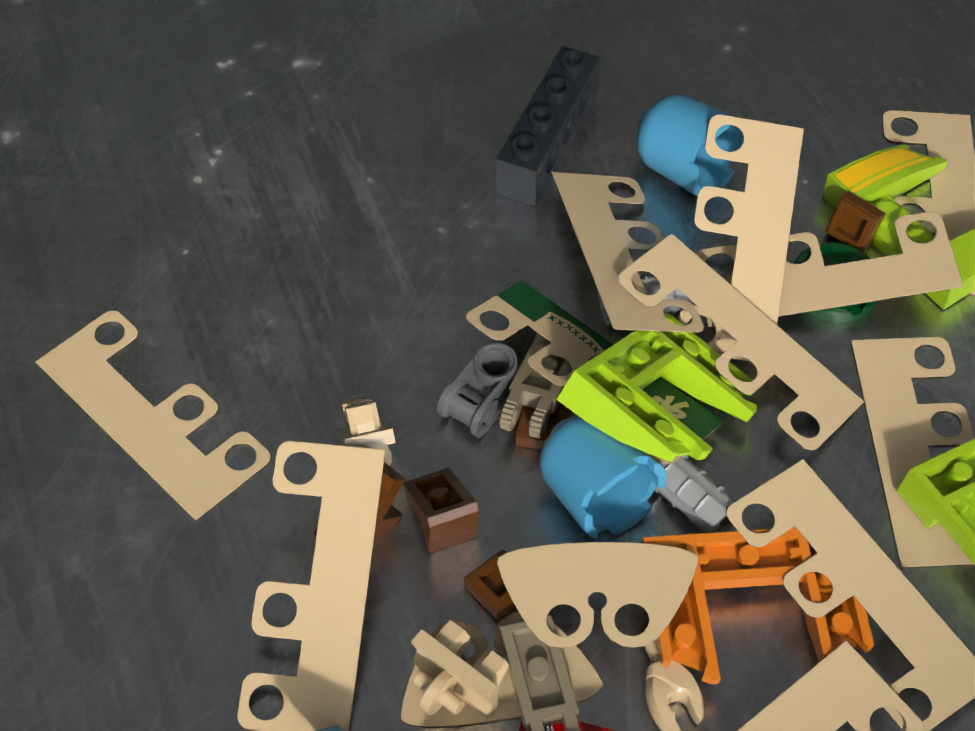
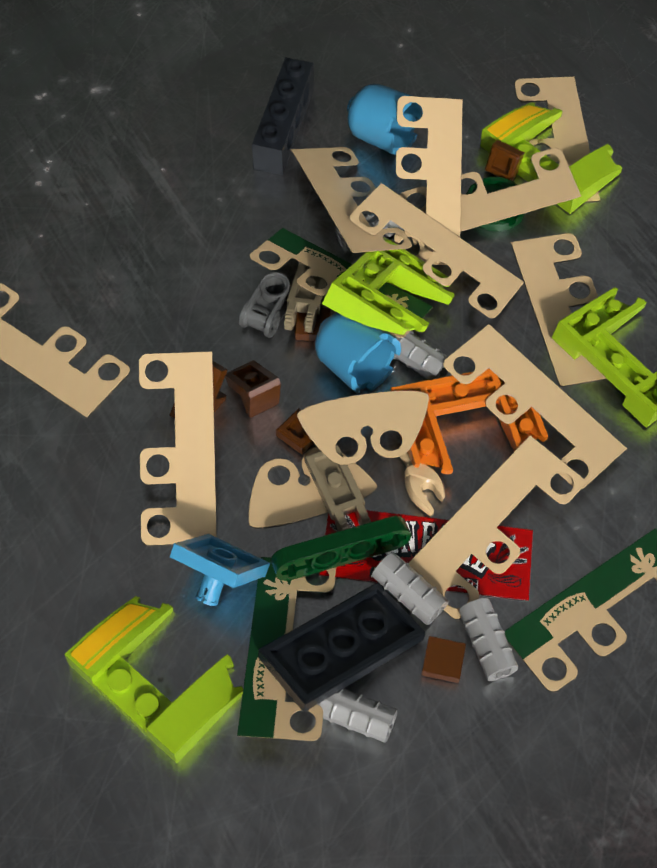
camera: 10 degrees left, 5 degrees up
(365, 428) = (192, 338): tan hips -> none
(451, 680) = (280, 494): tan hips -> none

